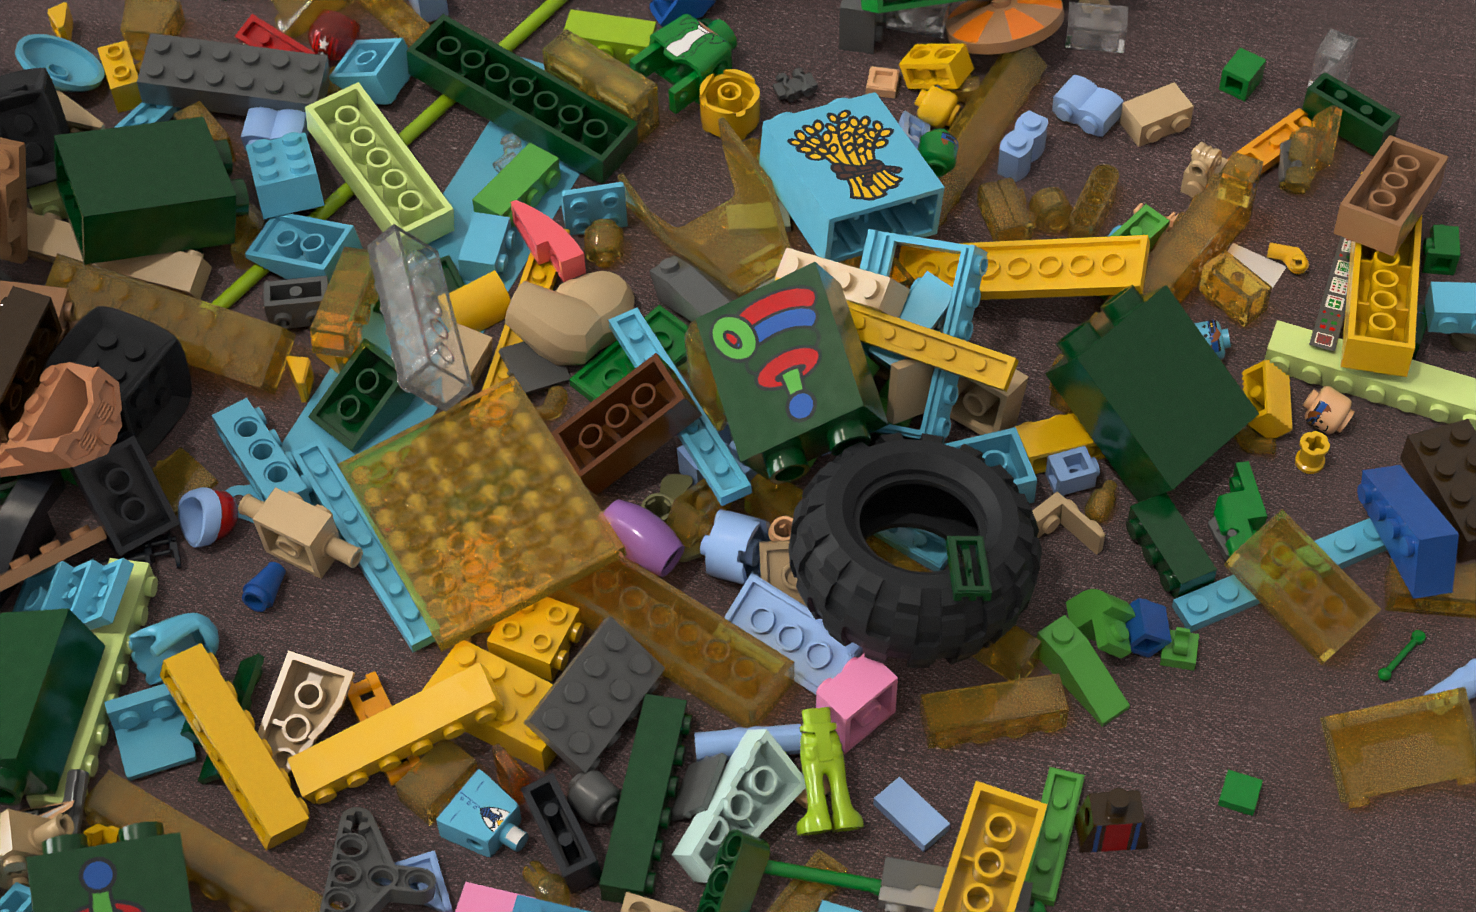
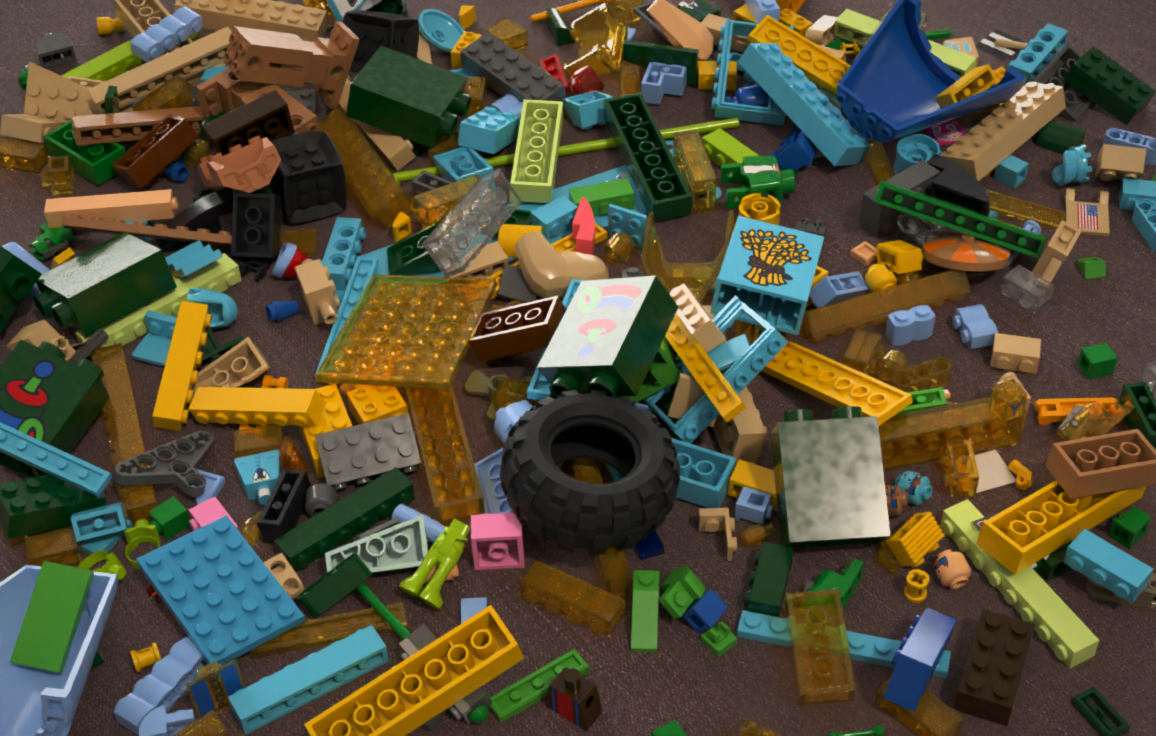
camera: 40 degrees right, 10 degrees down
(645, 537) = (472, 390): medium lavender piece -> none
(939, 151) = (838, 292): green head -> none
(970, 589) = (587, 480): dark green tile -> none

